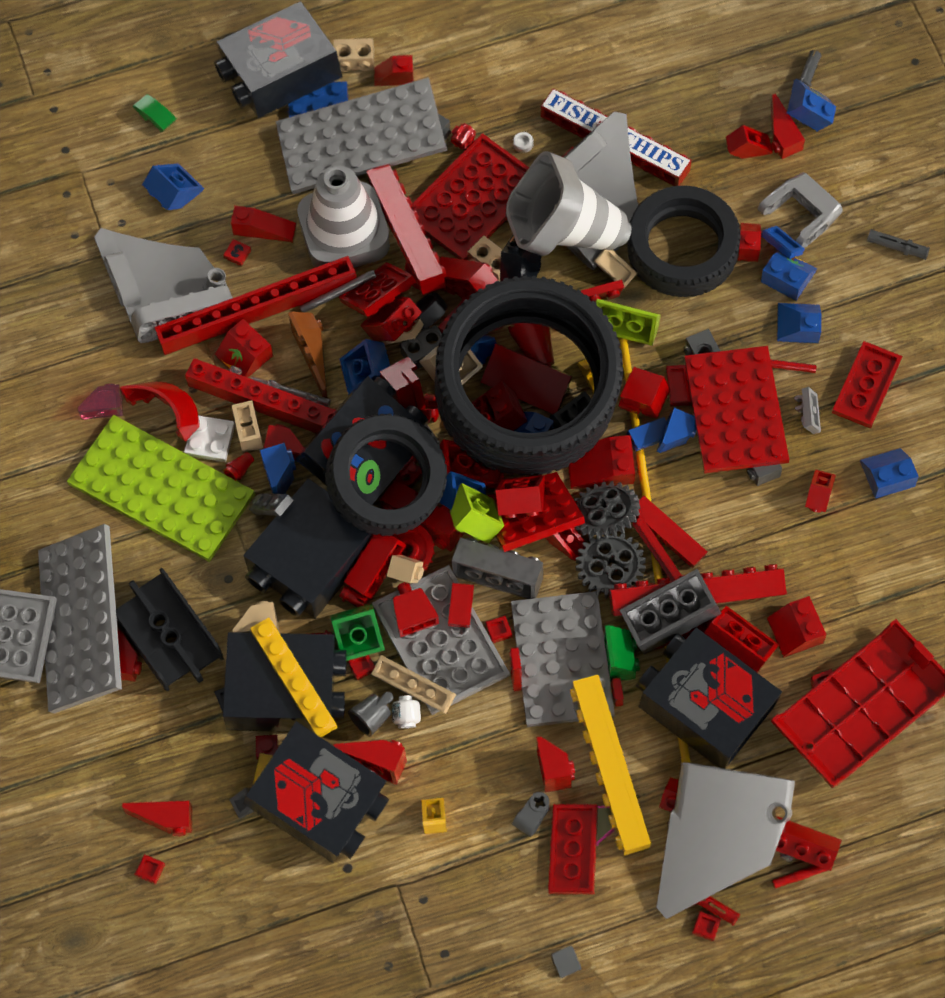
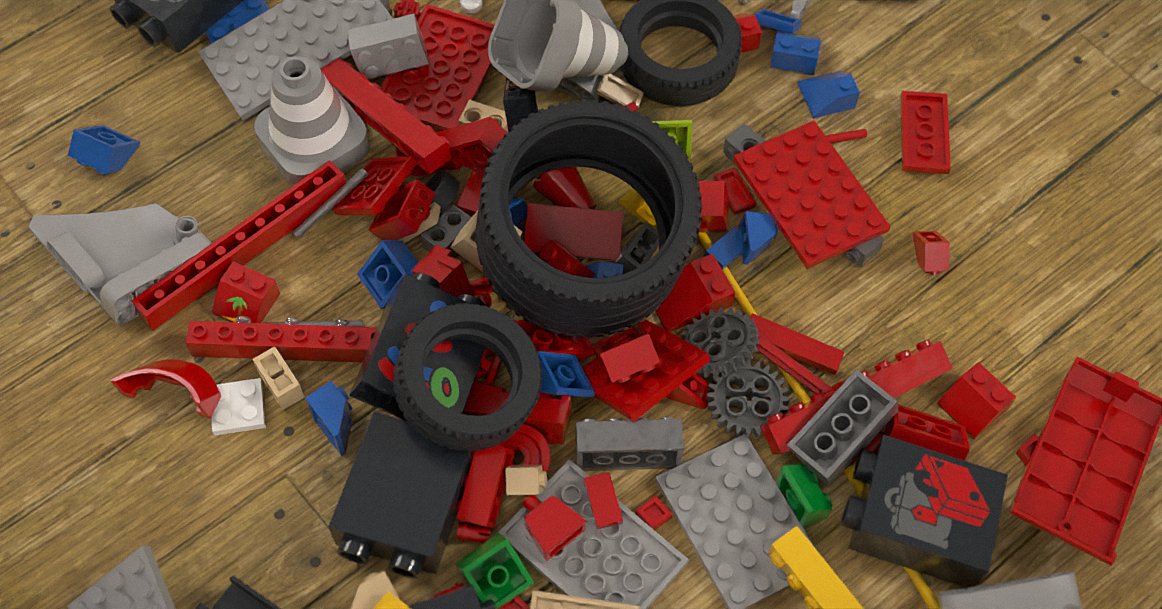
camera: 25 degrees left, 5 degrees down
(102, 403) = (95, 405): clear pink slope -> none
(154, 111) = (58, 78): green slope -> none
(161, 488) = (197, 482): lime plate -> none
(237, 252) = (201, 196): red tile -> none
(238, 466) = (282, 429): red cone -> none
(260, 224) = (217, 159): red slope -> none
(270, 504) = (339, 457): dark grey plate -> none
(281, 434) = (321, 374): red slope -> none
(309, 339) = (315, 262): dark orange wedge -> none
(431, 168) = (388, 46): none -> light grey brick
(476, 514) = (585, 390): lime slope -> none
(515, 667) = (700, 552): red tile -> none
(617, 692) = (819, 539): red tile -> none
(810, 410) = (877, 168): light grey plate -> none
(889, 472) = (990, 210): blue slope -> none

